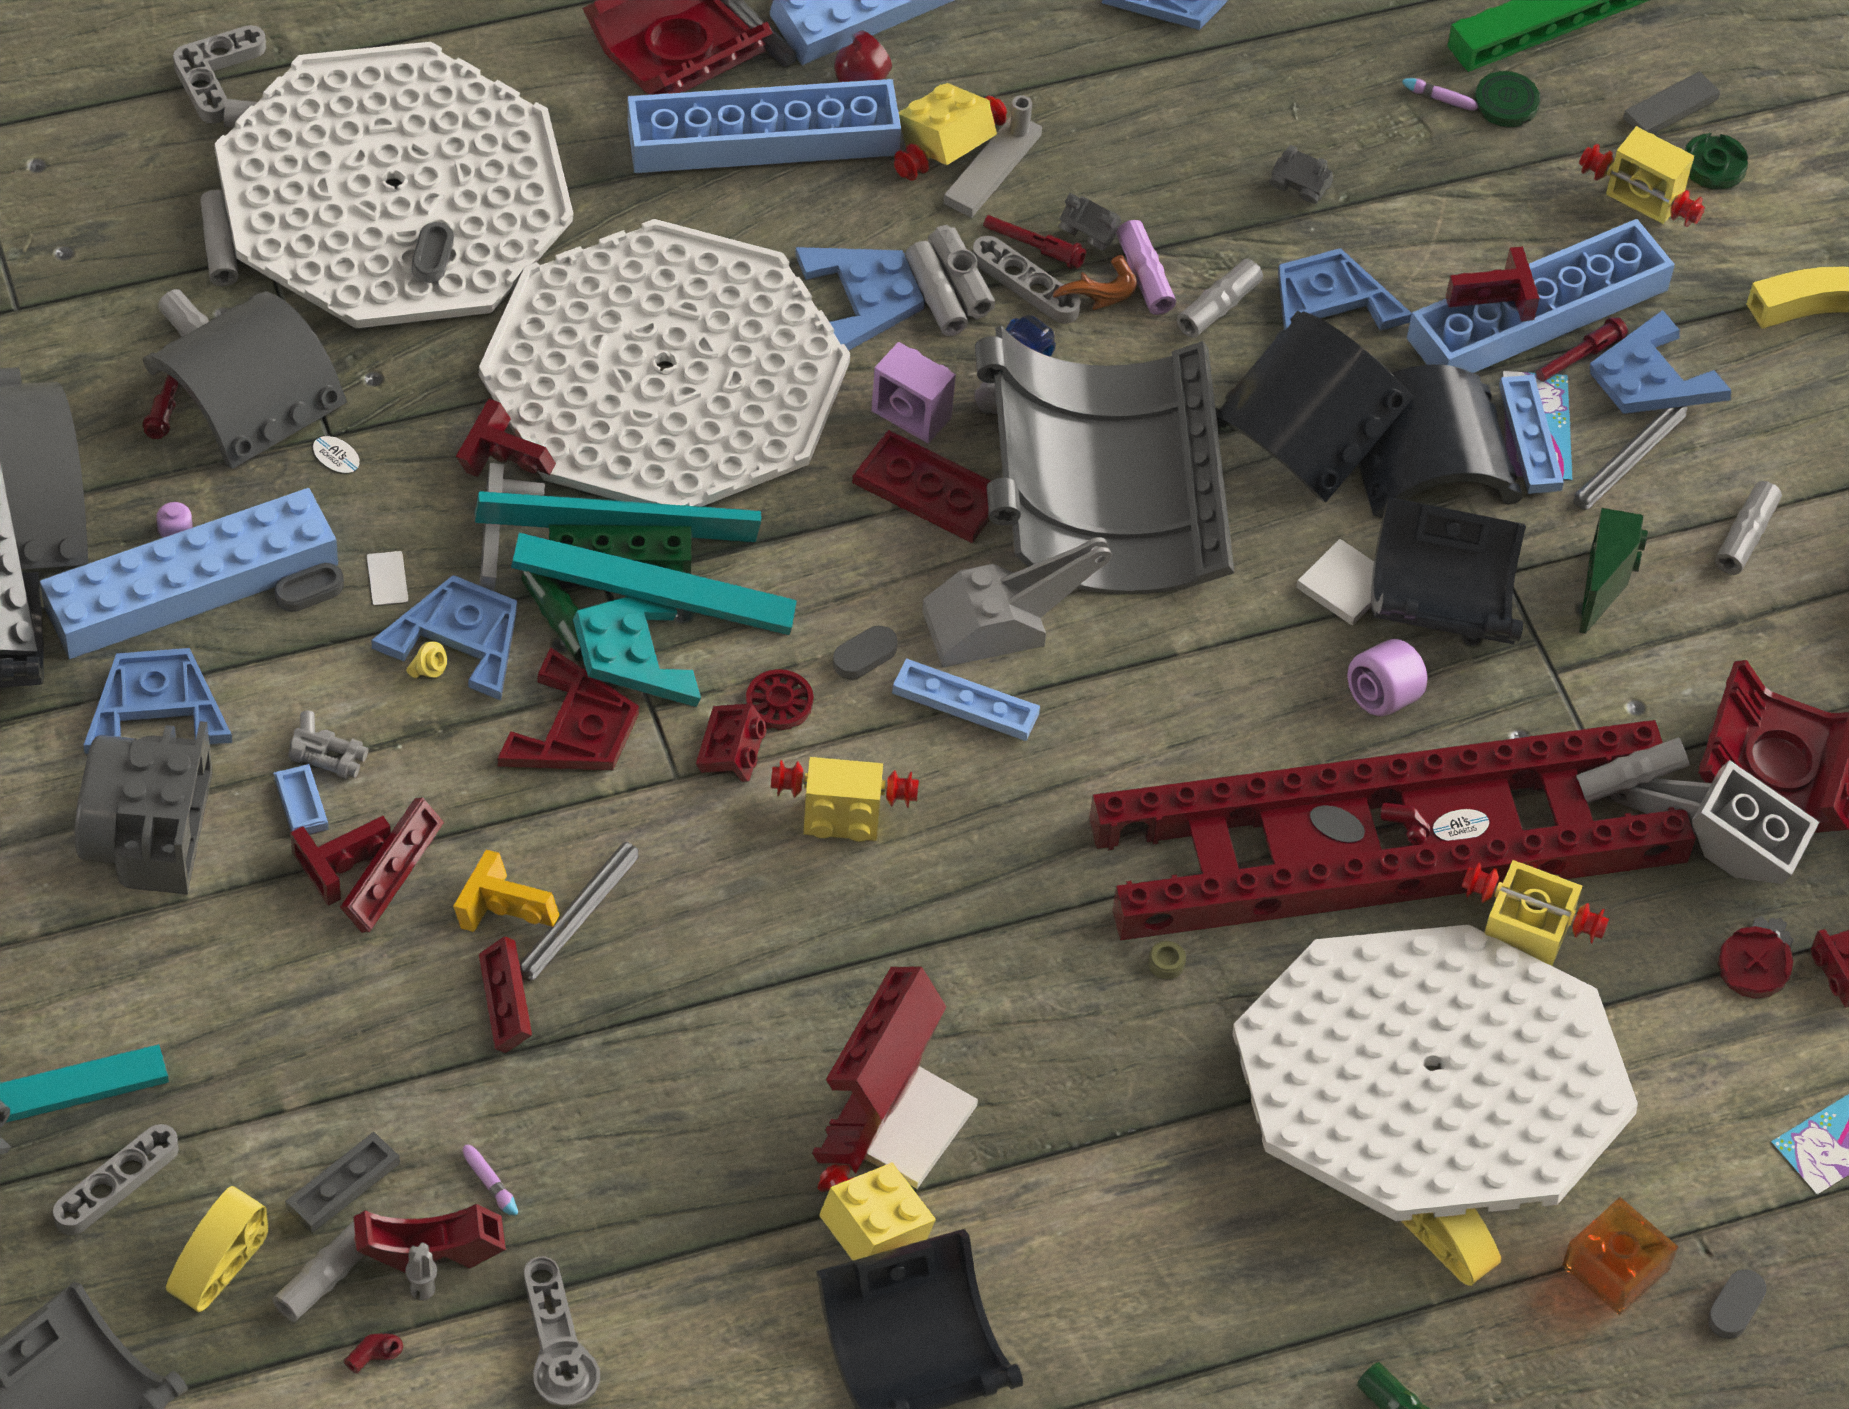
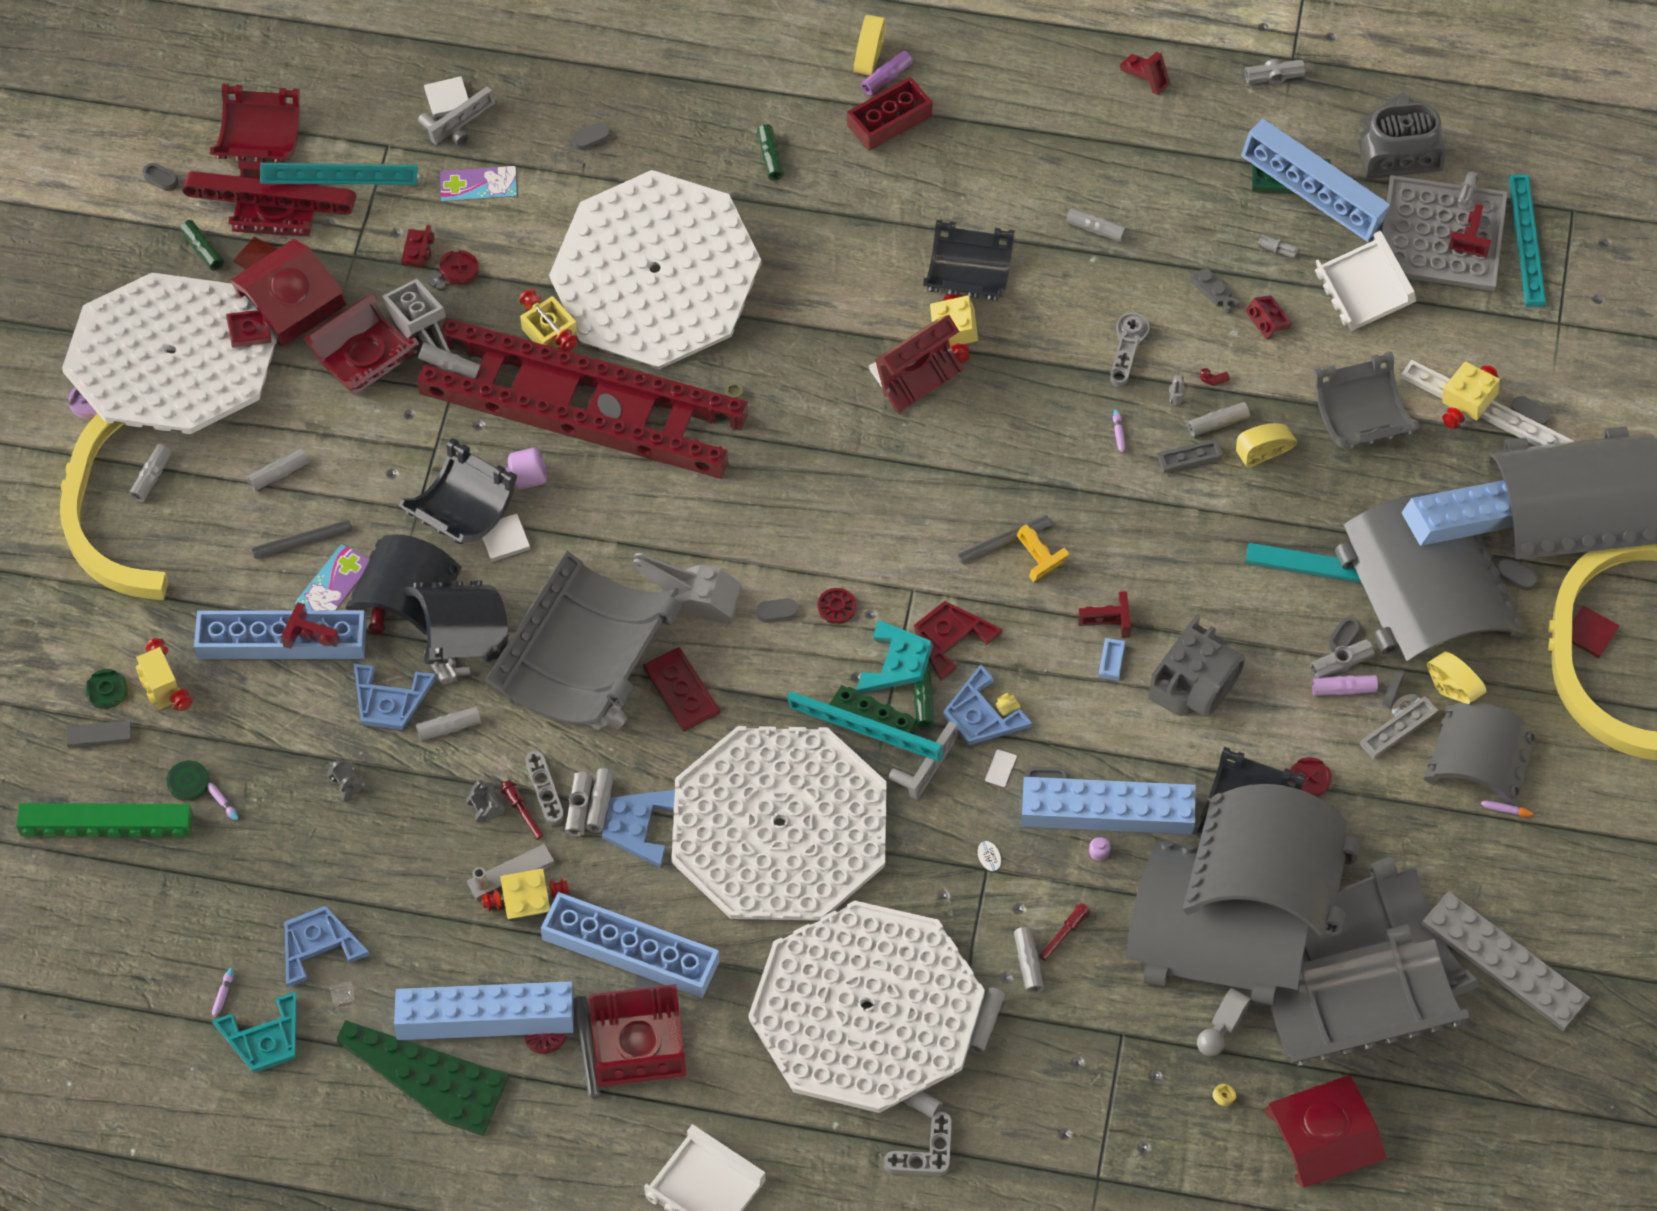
camera: 145 degrees left, 5 degrees up
(111, 1175) = (1294, 504): light grey beam -> none
(156, 687) = (1158, 751): medium blue wing -> none
(253, 375) = (1020, 912): dark grey hinge -> none
(314, 746) = (1091, 683): light grey piece -> none
(392, 865) = (1085, 598): dark red tile -> none
(432, 252) = (871, 941): dark grey tile -> none
(462, 1236) = (1173, 408): dark red arch -> none
(489, 439) = (900, 799): dark red bracket -> none
(505, 994) = (1065, 509): dark red plate -> none
(653, 583) = (868, 682): teal tile -> none
(732, 740) = (878, 588): dark red bracket -> none
(843, 795) = (842, 523): light yellow brick -> none
(862, 60) = (546, 960): dark red helmet -> none
(913, 392) = (659, 729): lavender brick -> none
(966, 699) = (744, 558): light blue plate -> none
(1033, 334) = (571, 743): clear blue head -> none
(1103, 293) = (498, 757): dark orange piece -> none
(1146, 266) = (474, 760): lavender axle -> none
(1410, 817) = (574, 383): dark red arm -> none
(1461, 824) = (550, 379): white sticker -> none
(1531, 434) = (346, 569): light blue plate -> none
(1611, 561) = (372, 469): dark green slope -> none
(1612, 331) = (277, 607): dark red pin -> none
(1619, 1255) = (628, 161): clear orange brick -> none
(1643, 380) = (261, 576): medium blue wing -> none

